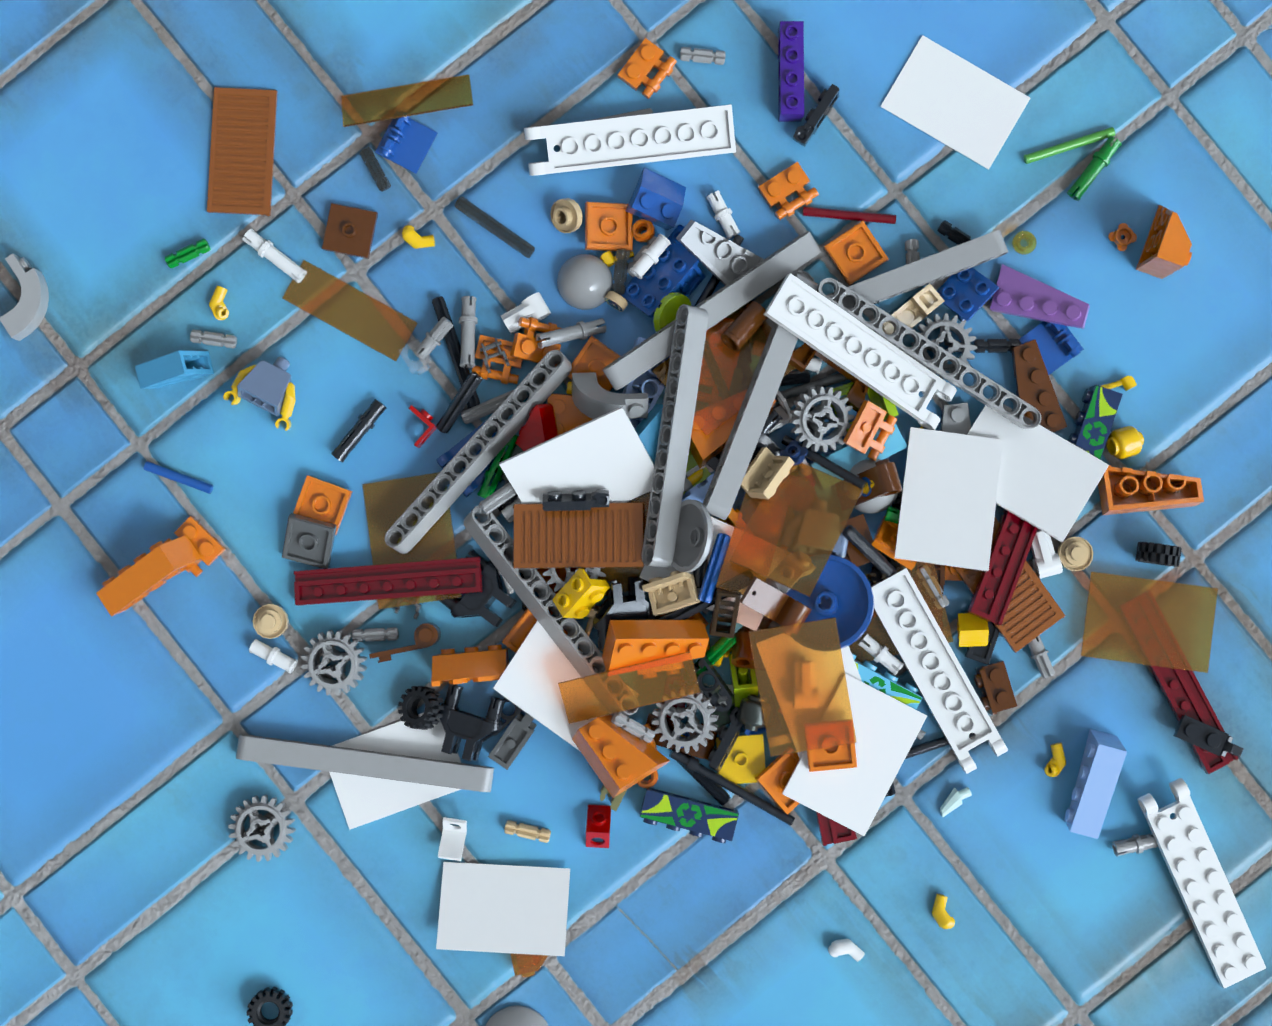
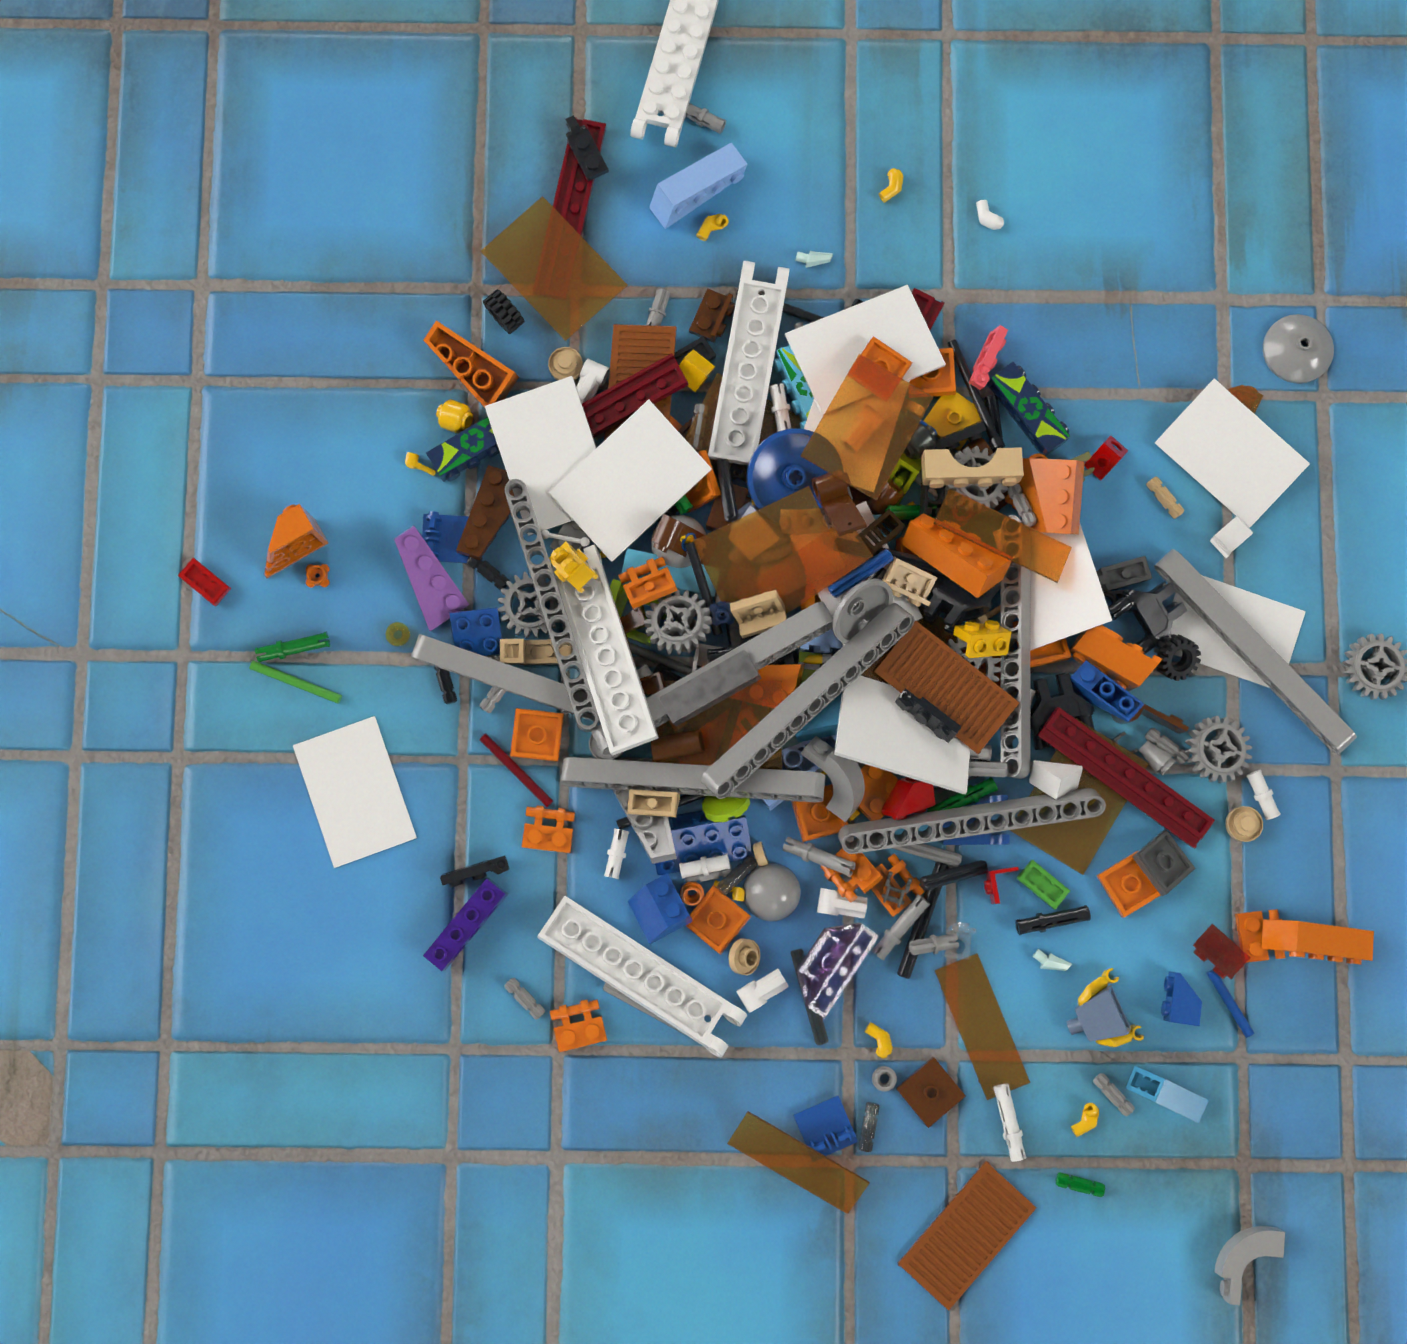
camera: 140 degrees left, 5 degrees down
(213, 445) = (1181, 1001): none -> blue slope
(214, 507) = (1220, 951): none -> clear red bracket
(335, 399) = (1051, 961): none -> light aqua bar
(375, 618) = (1158, 759): none -> light grey cone
(387, 451) = (1043, 884): none -> bright green plate
(391, 205) = (891, 1081): none -> light grey plate
(440, 535) = (1055, 778): none -> white slope
(454, 632) = (1104, 692): none -> blue slope
(496, 260) = (832, 964): none -> clear purple wedge
(535, 197) = (758, 992): none -> white piece
(718, 700) = (942, 469): none -> tan arch
(727, 269) = (653, 803): none -> tan slope
(754, 828) = (986, 358): none -> coral hinge
(756, 384) = (710, 688): none -> flat silver panel
(937, 394) = (572, 566): none -> yellow hinge
(943, 426) = (583, 541): none -> white hinge
(1202, 162) = (204, 582): none -> red plate

